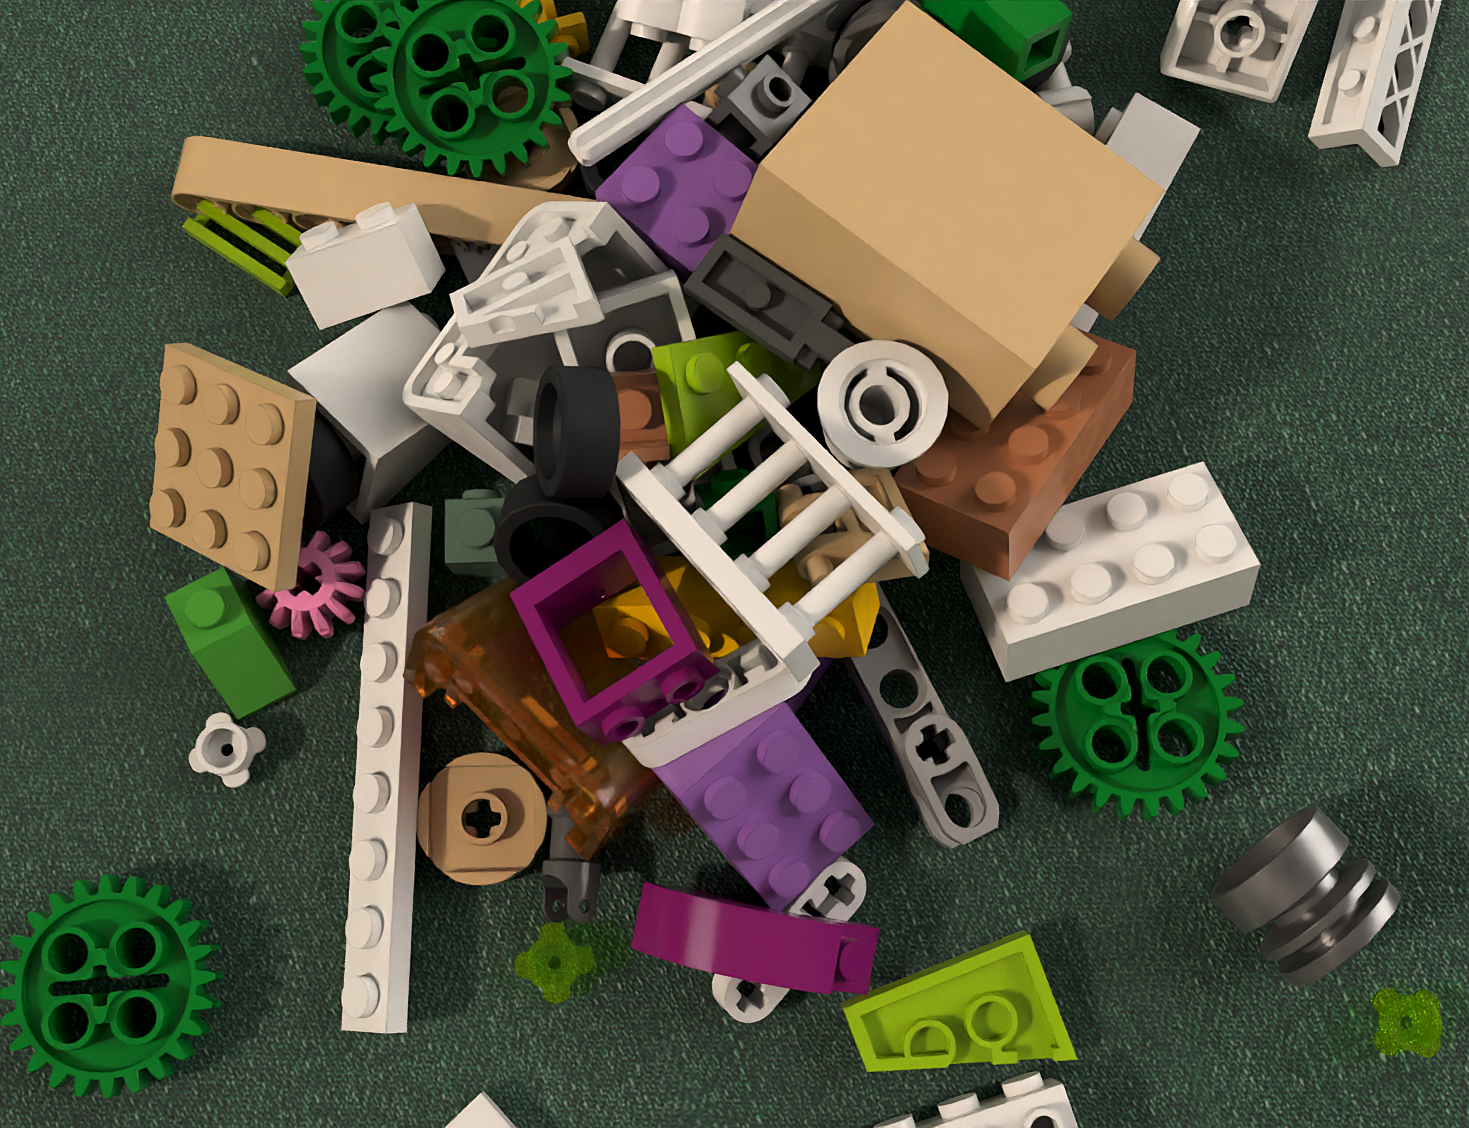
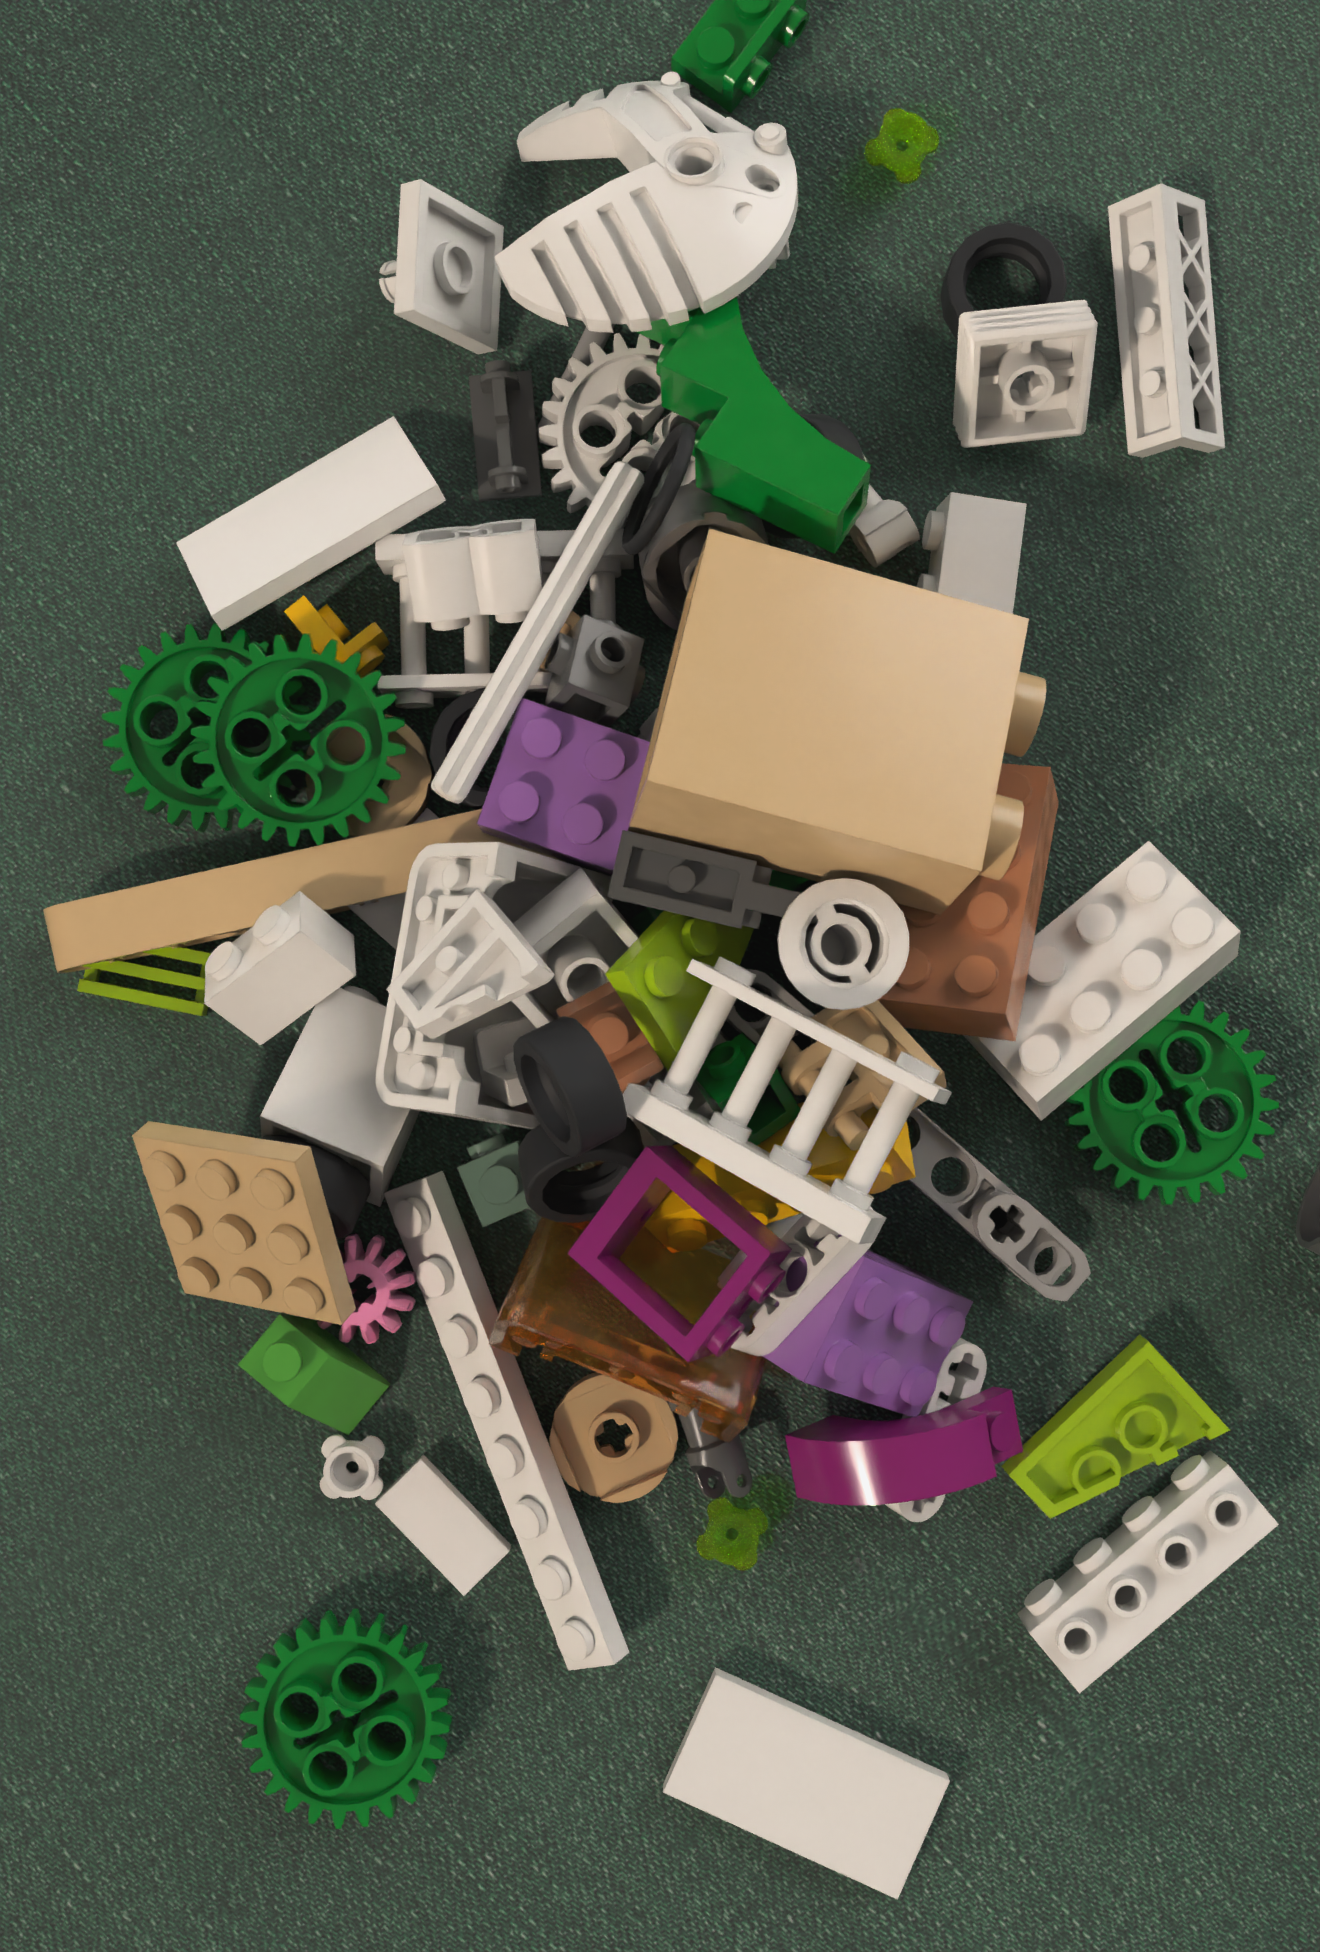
camera: 20 degrees left, 10 degrees up
(286, 840) = (443, 1525): none -> white tile

